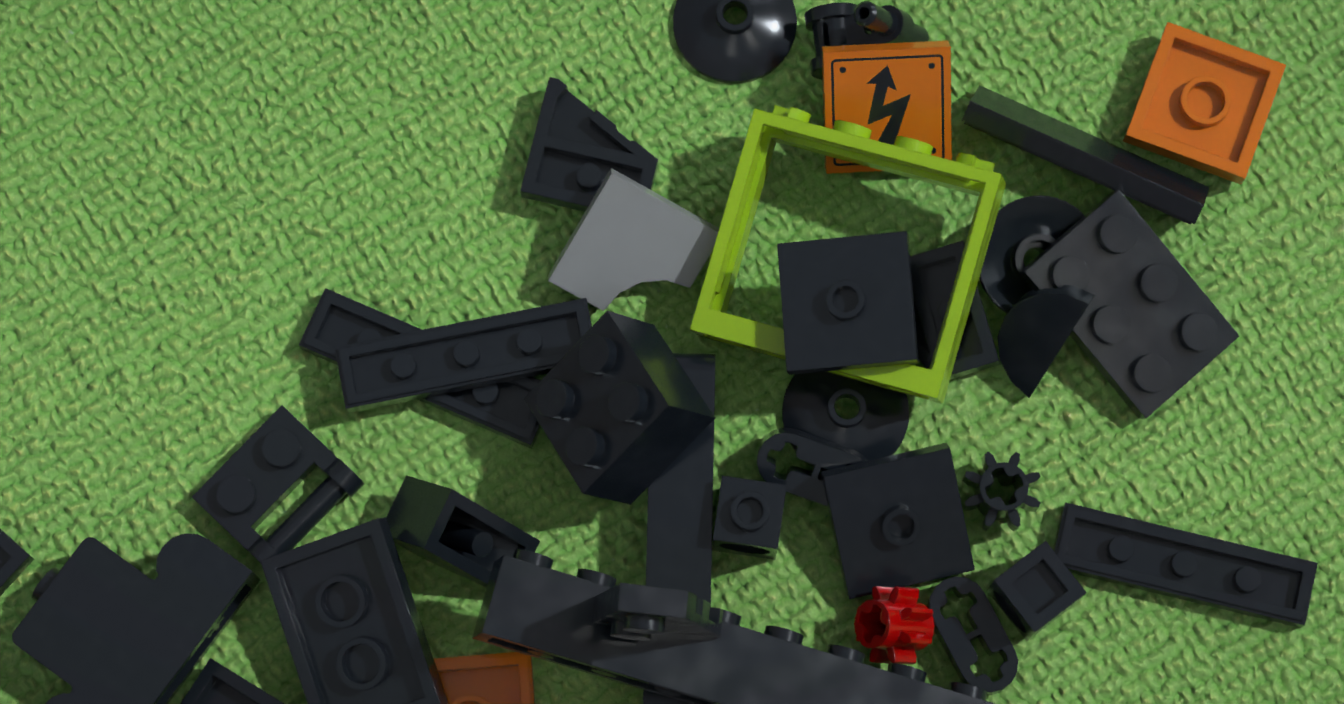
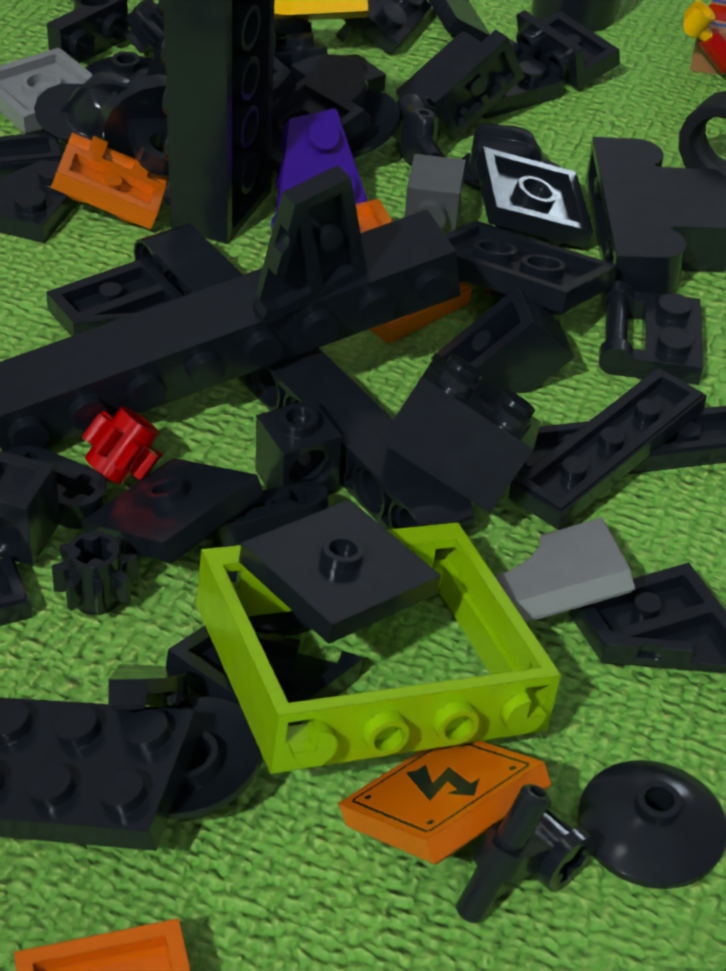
camera: 140 degrees right, 35 degrees down
(1086, 155) = (209, 879): black tile -> none

